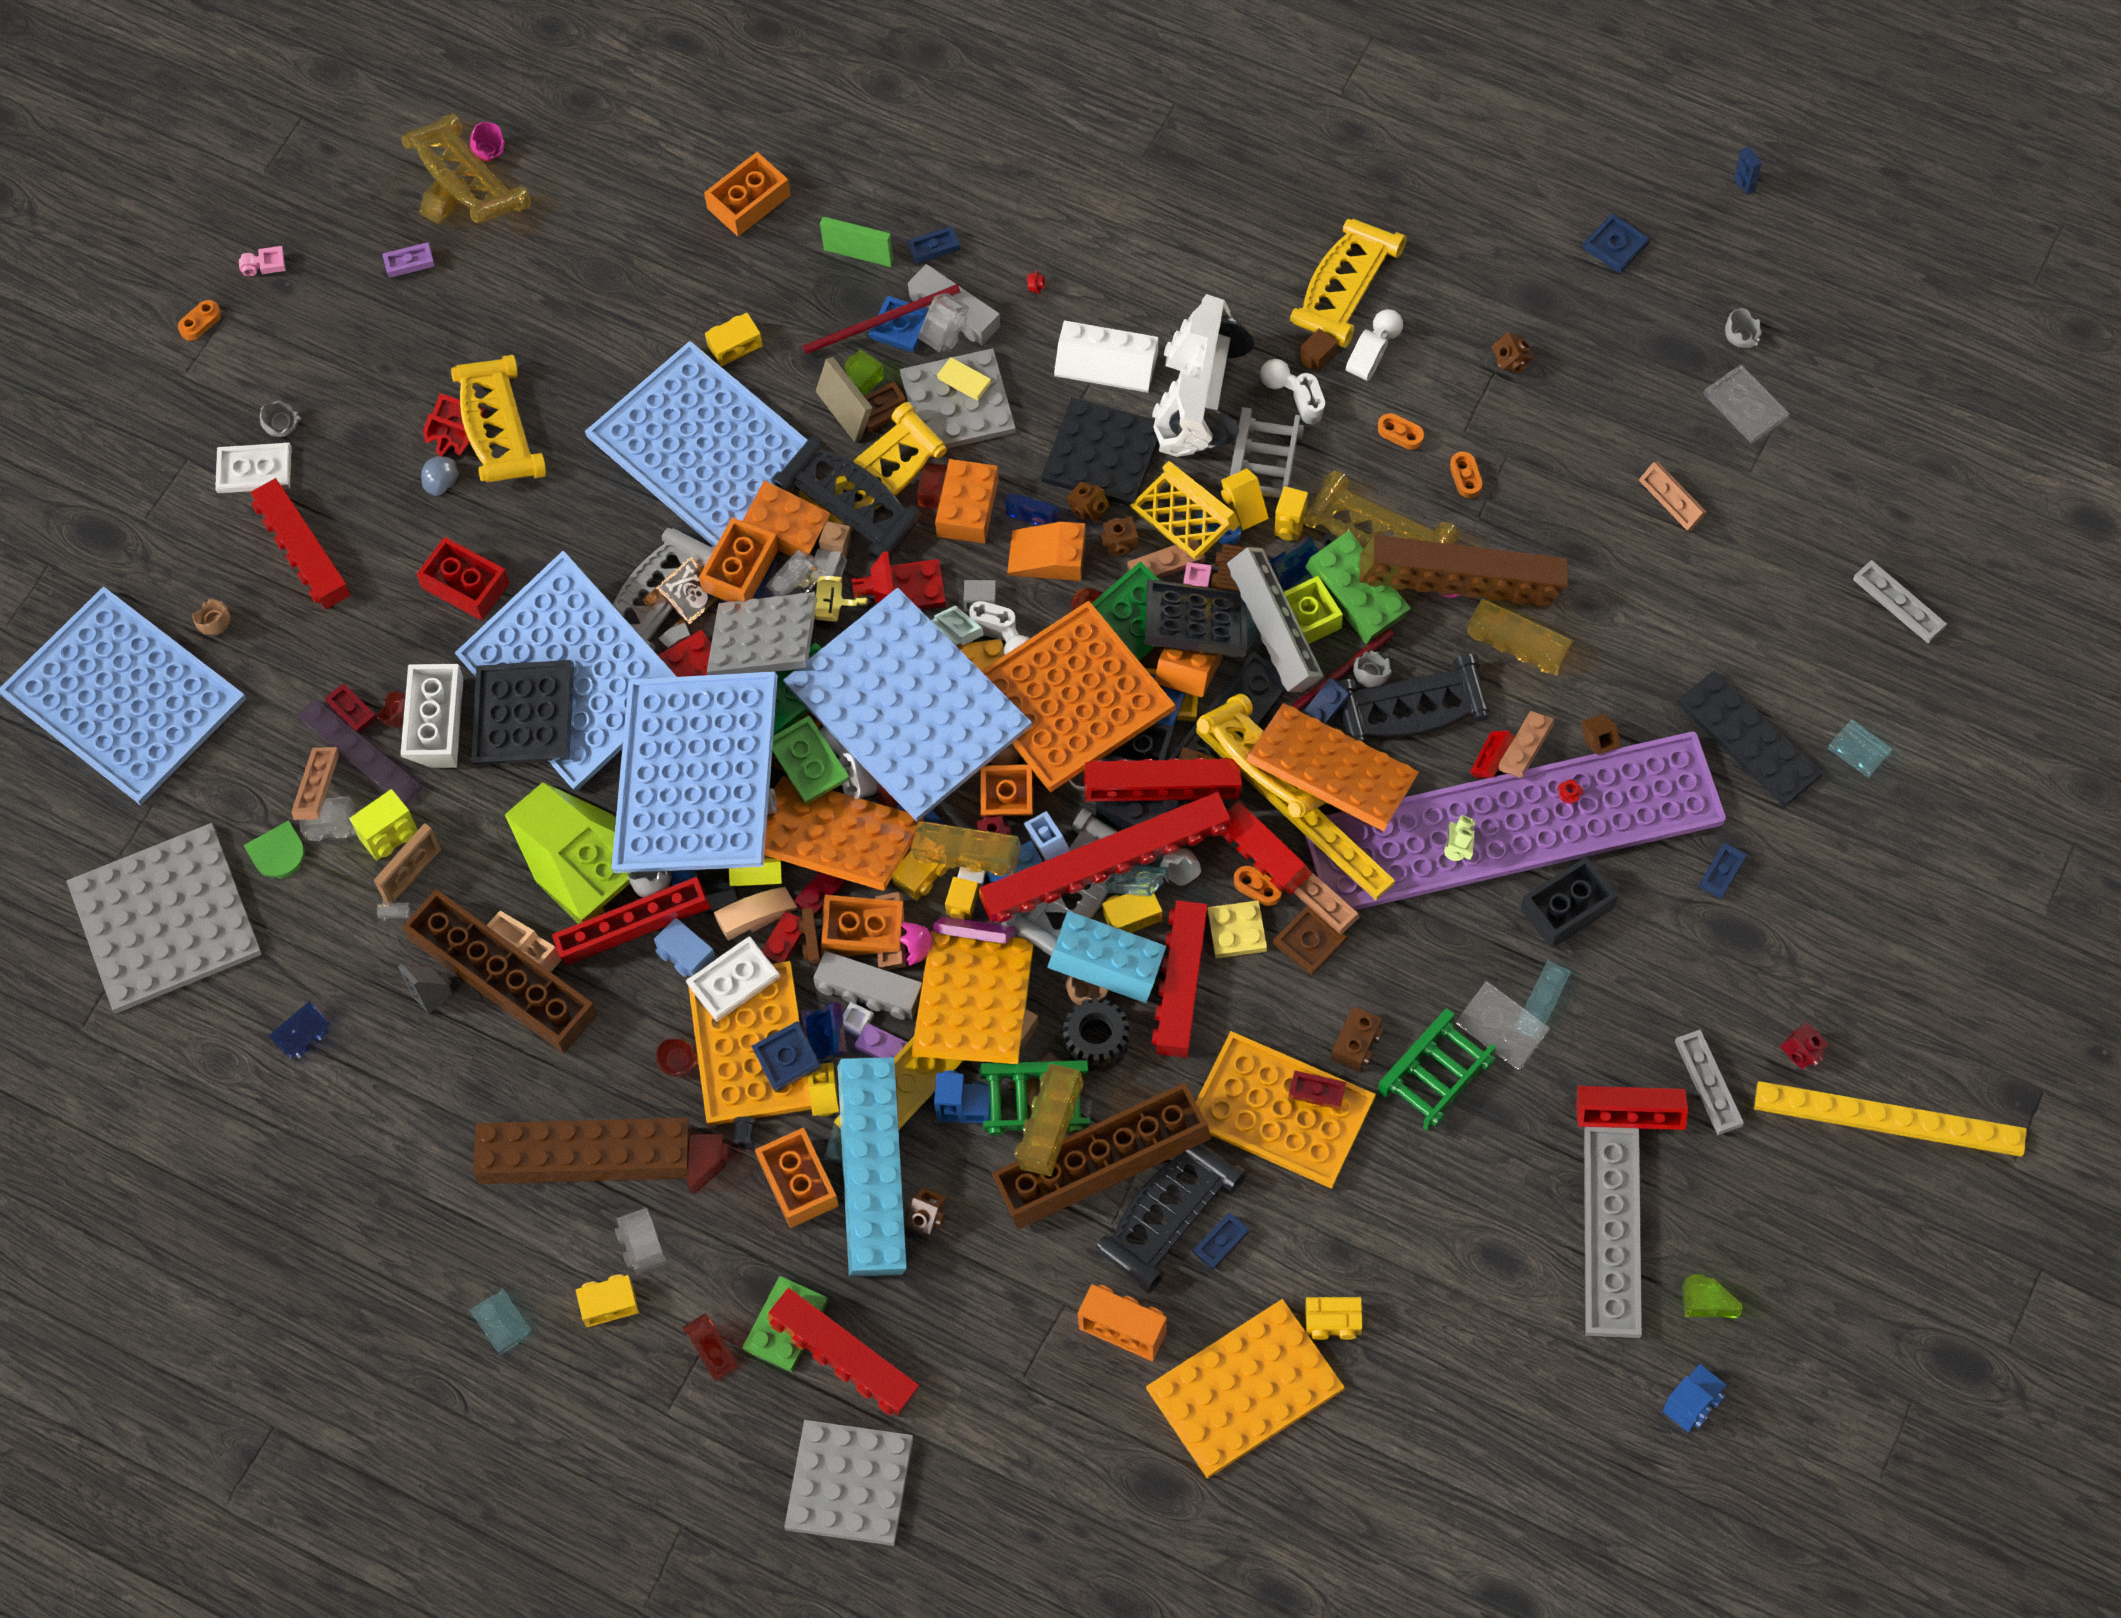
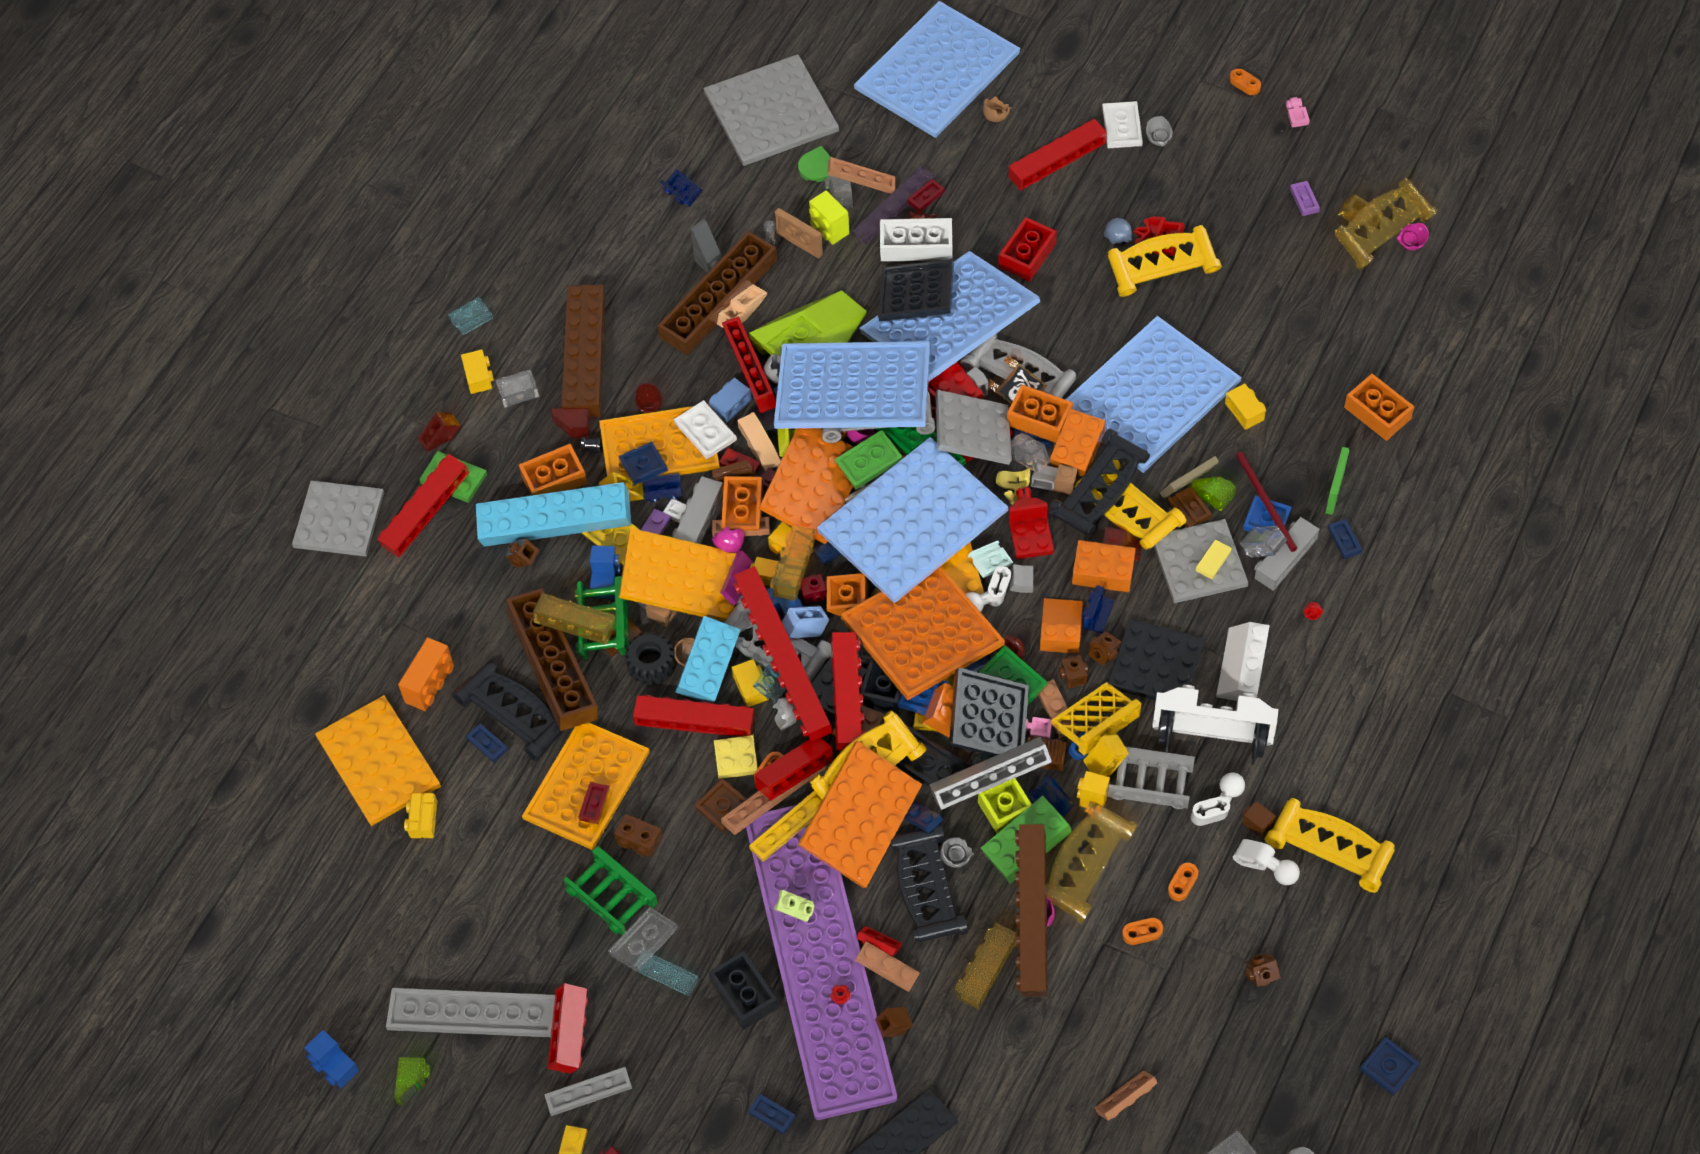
camera: 90 degrees right, 5 degrees down
(1342, 670) = (956, 832): dark red piece -> none

